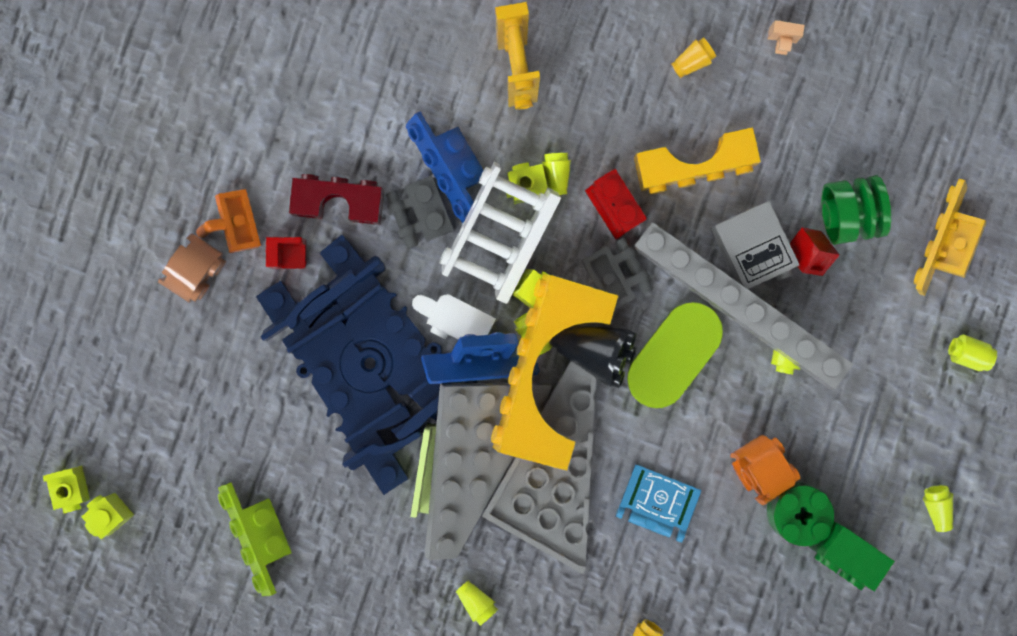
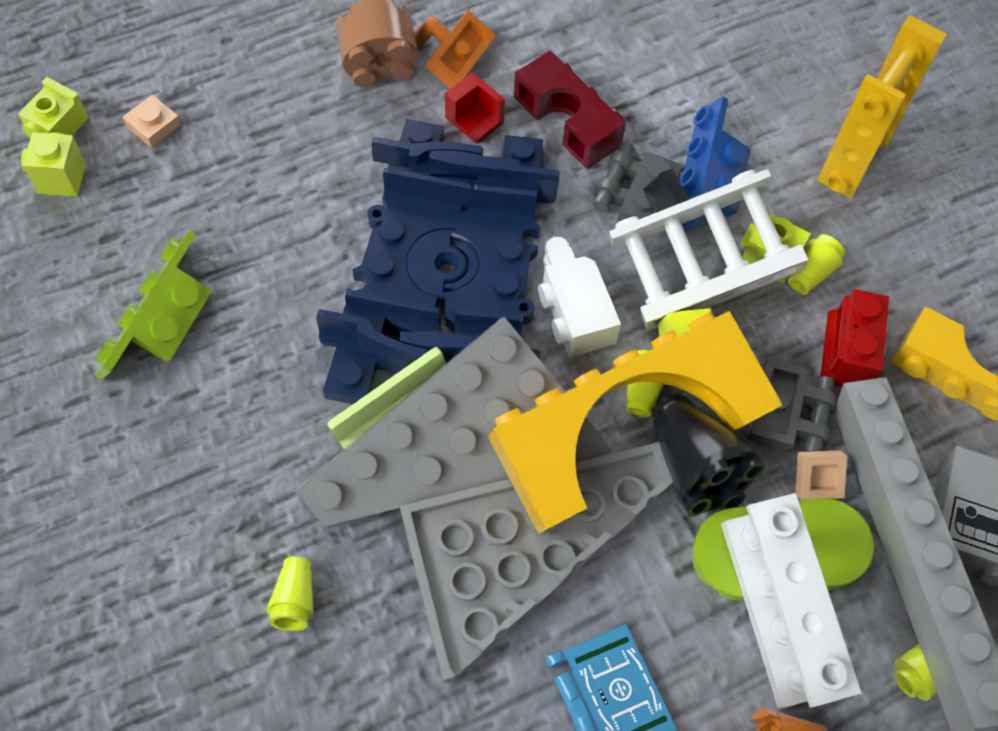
camera: 40 degrees right, 25 degrees down
(120, 435) = (151, 121): none -> light nougat plate
(448, 216) = (665, 191): none -> black tile
(475, 359) = (567, 334): blue bracket -> none
(661, 300) = (821, 474): none -> light nougat plate
(706, 398) = (789, 604): none -> white fence

